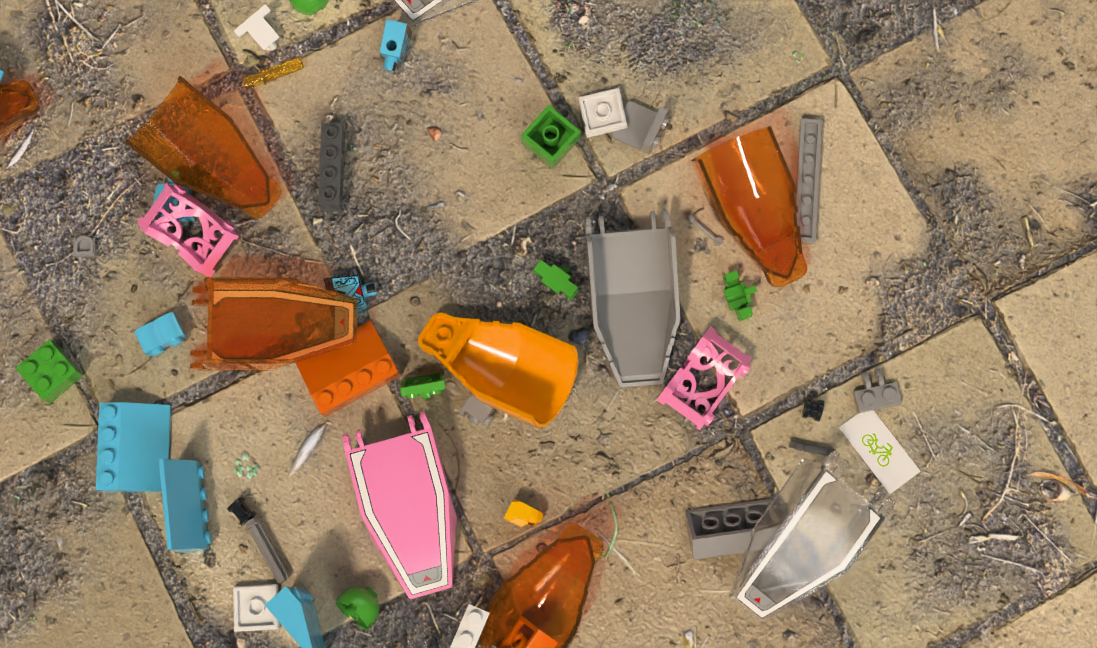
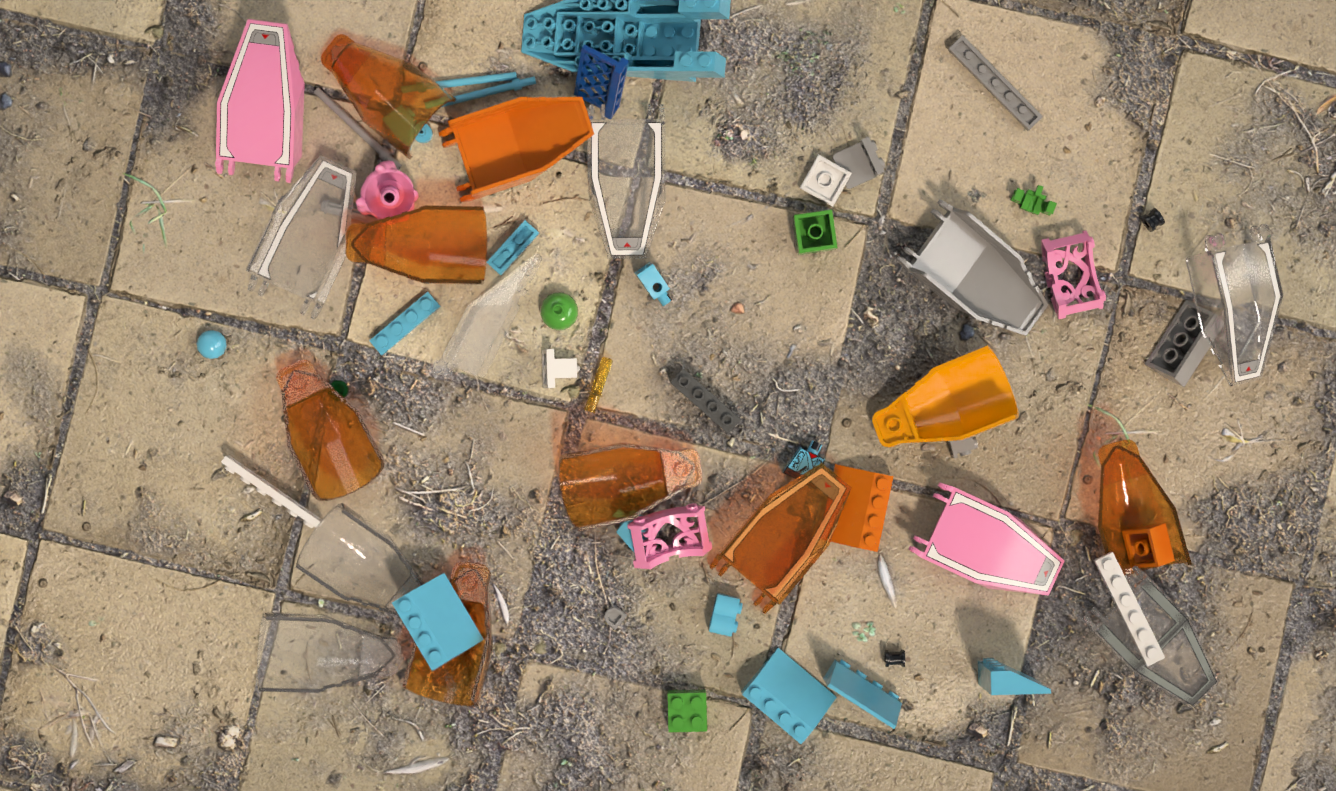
camera: 45 degrees left, 10 degrees up
(250, 608) = (966, 700): white tile -> none
(267, 550) = (934, 662): light grey axle -> none
(359, 605) = (1026, 631): bright green cylinder -> none
(425, 384) = (915, 466): bright green hinge -> none
(522, 514) = (1057, 473): yellow rock -> none
(556, 279) = (916, 314): bright green piece -> none
(717, 240) = (982, 181): light grey hinge -> none
(755, 202) = (983, 134): clear orange windscreen -> none
(815, 449) = (1177, 243): dark grey wheel -> none
(876, 397) = (1180, 170): light grey hinge -> none
(879, 450) = (1215, 199): white sticker -> none

